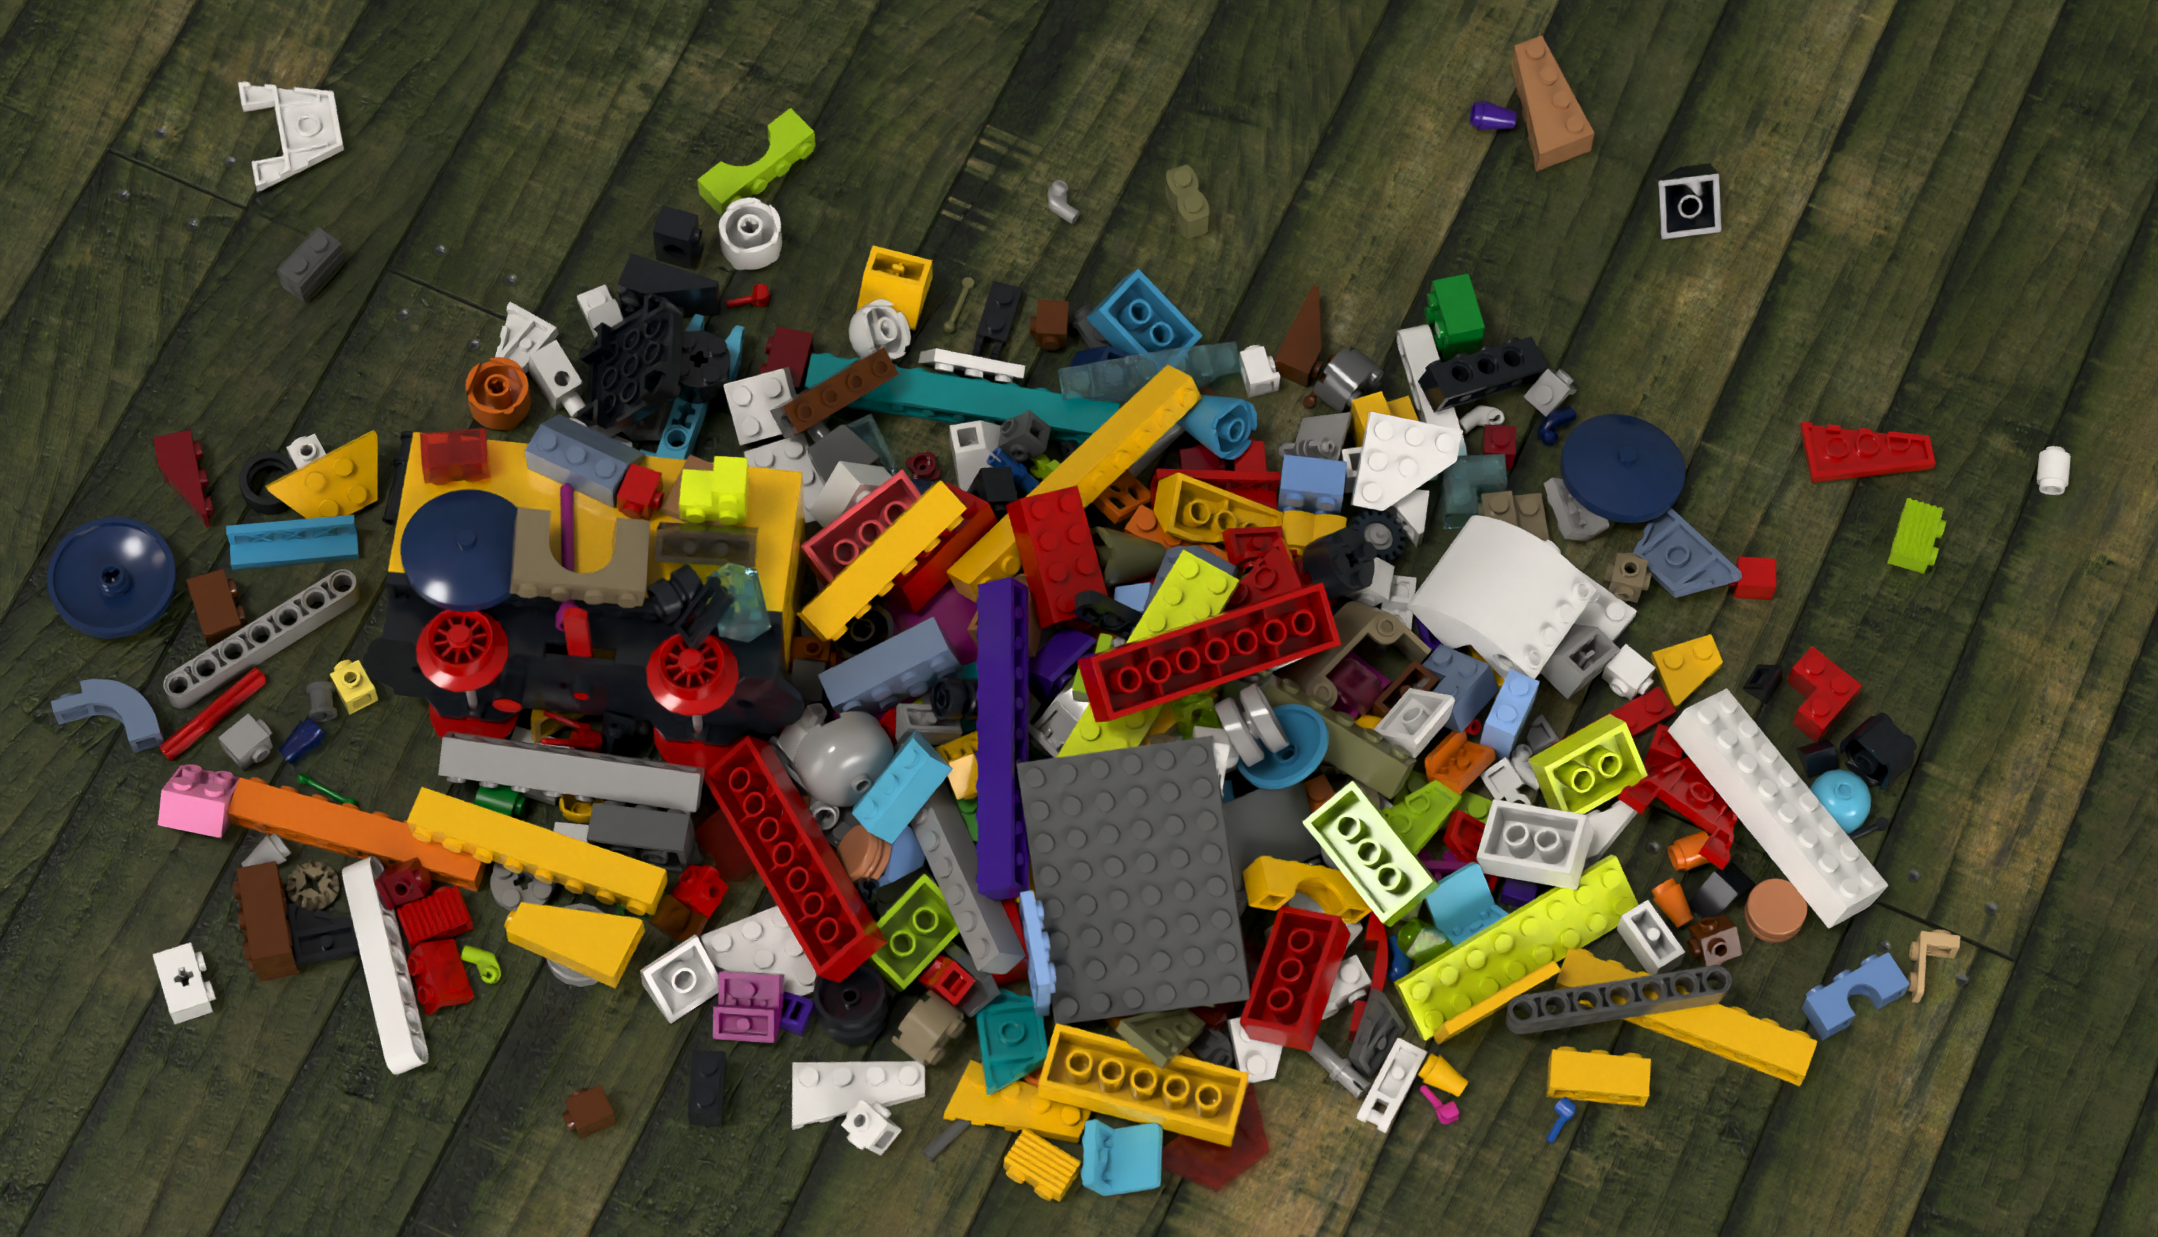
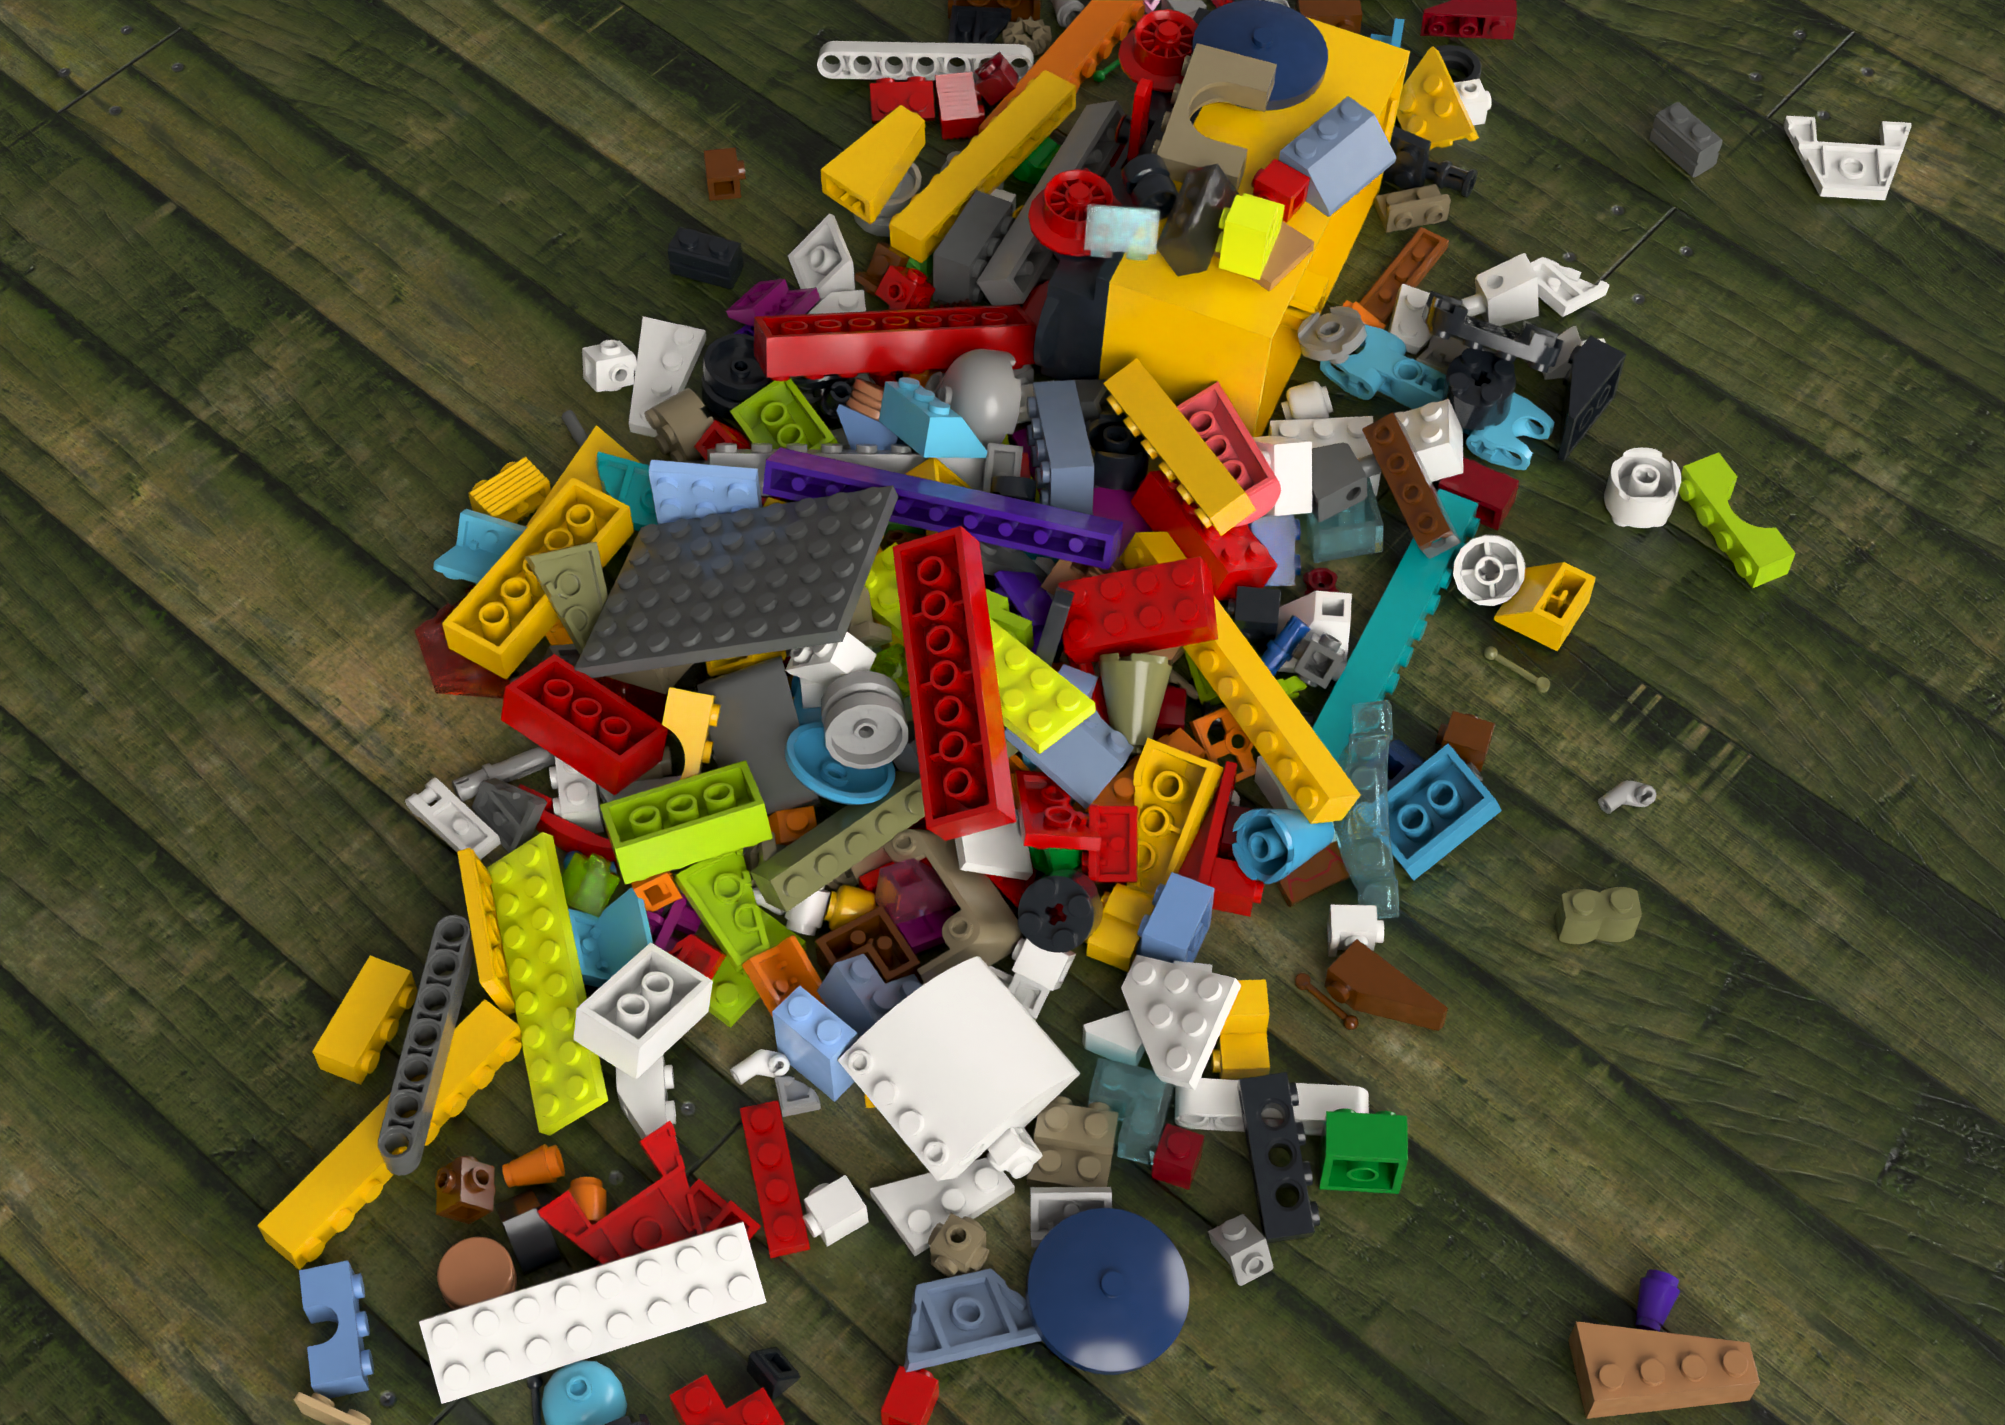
camera: 110 degrees right, 10 degrees down
(455, 456) = (1366, 62): clear red brick -> none
(498, 394) = (1496, 240): orange brick -> none
(567, 544) = (1159, 107): magenta piece -> none
(677, 237) = (1649, 416): black brick -> none
(706, 616) = (1116, 195): black tile -> none
(759, 297) = (1569, 491): red hand -> none
(972, 365) = (1433, 638): white wing -> none
(997, 318) = (1485, 696): black hinge -> none
(1319, 437) = (1227, 954): light grey hinge -> none
(1348, 378) = (1306, 1009): dark grey brick -> none
(1381, 533) = (1094, 985): black wheel -> none
(1416, 719) = (833, 923): white slope -> none
(1442, 1075) = (439, 870): yellow cone -> none
(1446, 1113) = (401, 862): dark pink hand -> none
(1479, 417) = (1231, 1157): white arm -> none
(1504, 782) = (746, 1035): white plate -> none
(1546, 431) = (1198, 1235): clear blue arm -> none
(1566, 1110) = (344, 979): blue hand -> none
(1578, 659) = (868, 1146): light grey slope -> none
(1588, 766) = (722, 1111): neon yellow brick -> none
(1650, 939) = (493, 1118): white brick -> none
(1686, 667) = (823, 1287): yellow wing -> none
(1818, 757) = (652, 1398): black slope -> none

